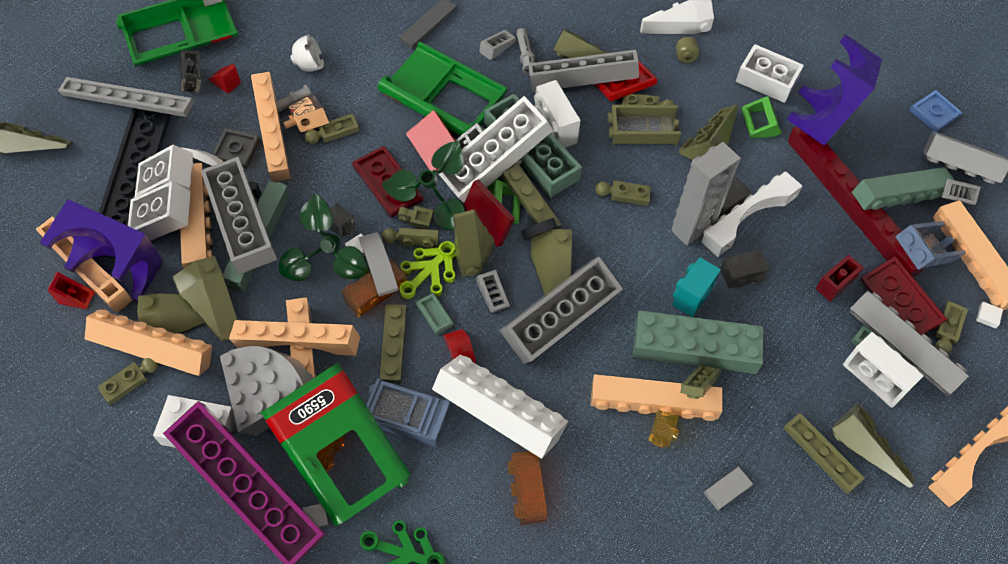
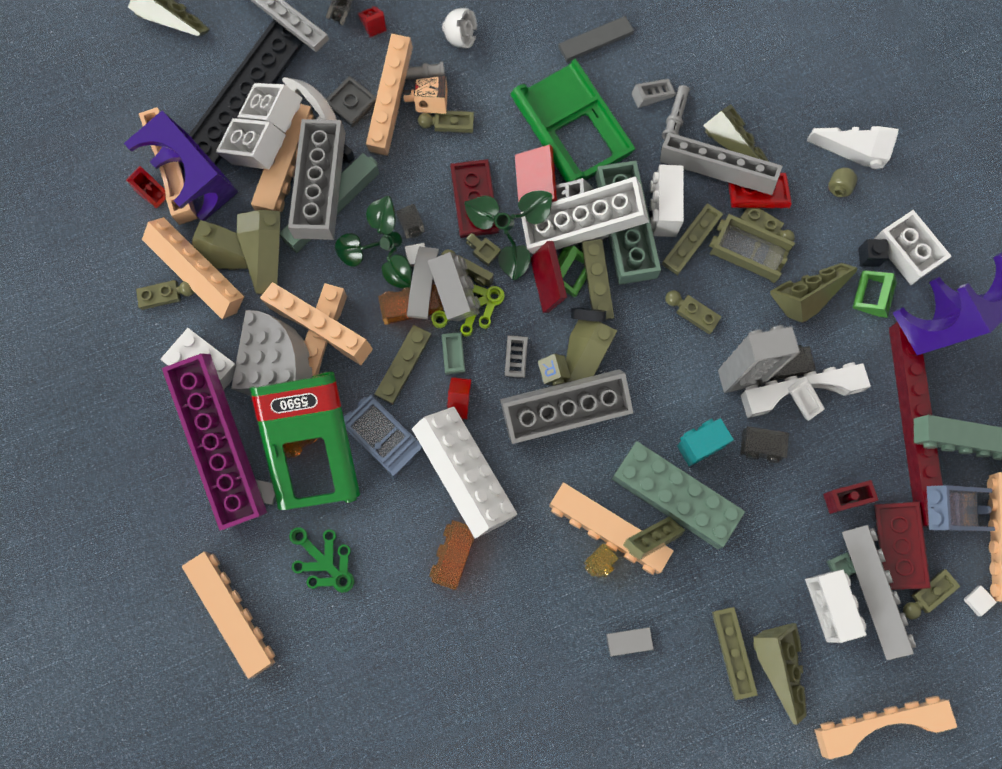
camera: 25 degrees right, 15 degrees up
(410, 250) = (454, 286): none -> light grey brick
(472, 243) = (515, 305): olive wedge -> none
(533, 285) = (554, 370): none -> olive brick
(592, 138) = (692, 239): none -> olive plate
(742, 89) = (873, 252): none -> black brick
(757, 217) = (806, 398): none -> white tile

